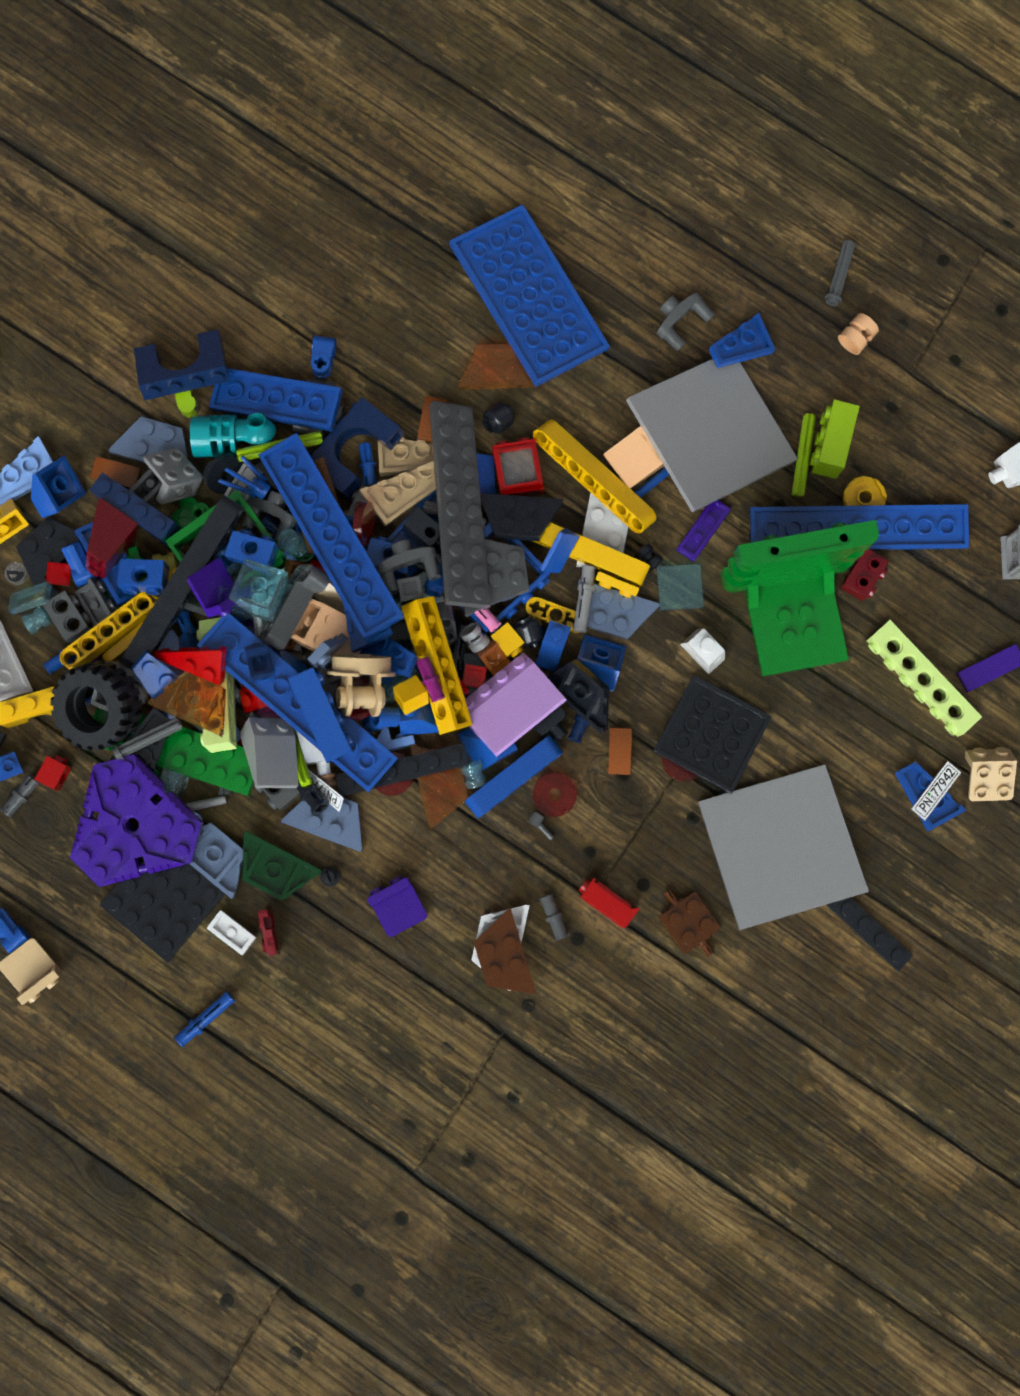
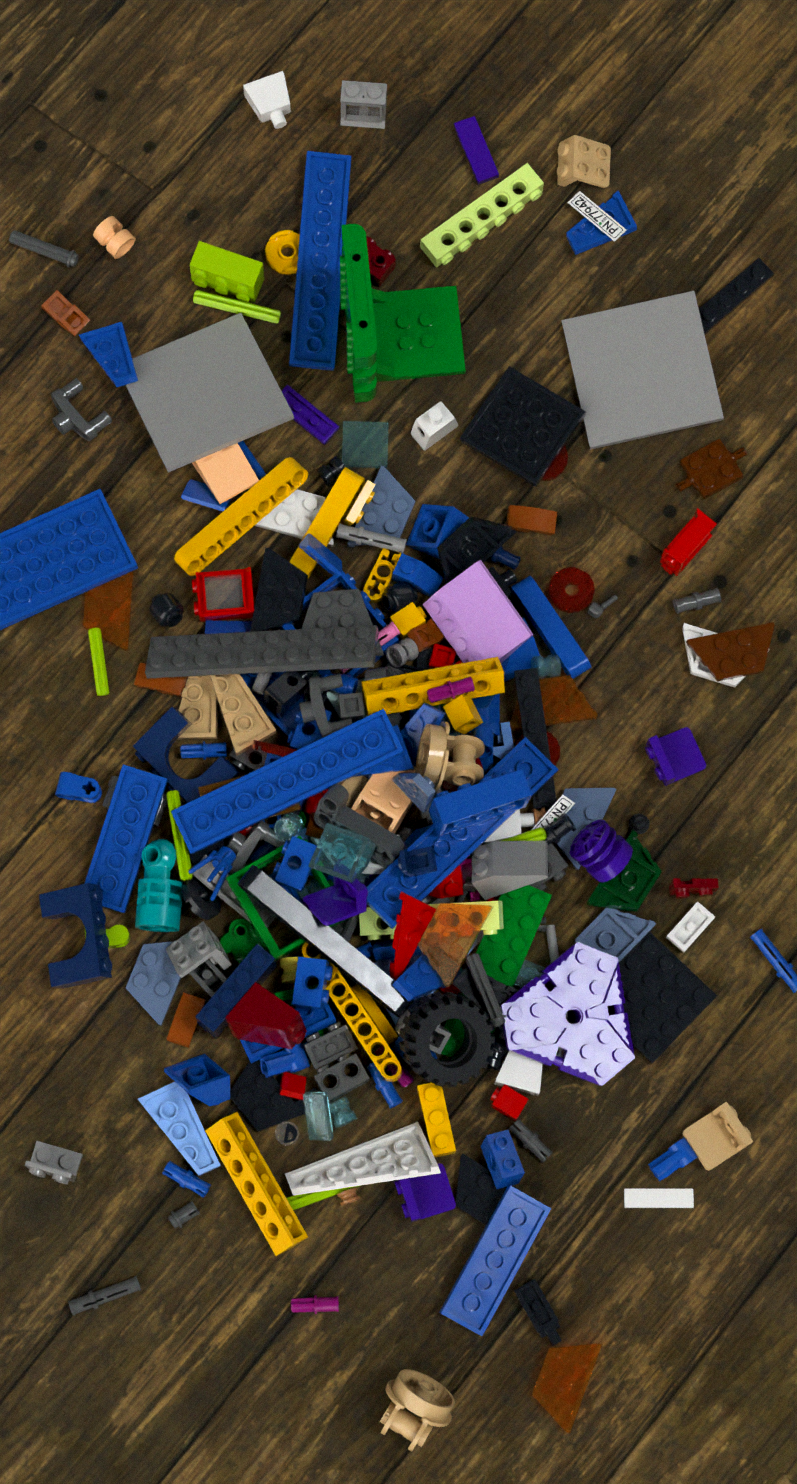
camera: 85 degrees left, 5 degrees down
(76, 780) = (520, 1074): none -> white torso
(97, 756) = (495, 1060): none -> black wheel
(293, 839) = (601, 850): none -> dark purple wheel
(443, 361) = (98, 661): none -> lime axle
(612, 434) = (200, 494): none -> blue slope
(779, 298) = (65, 313): none -> dark orange slope

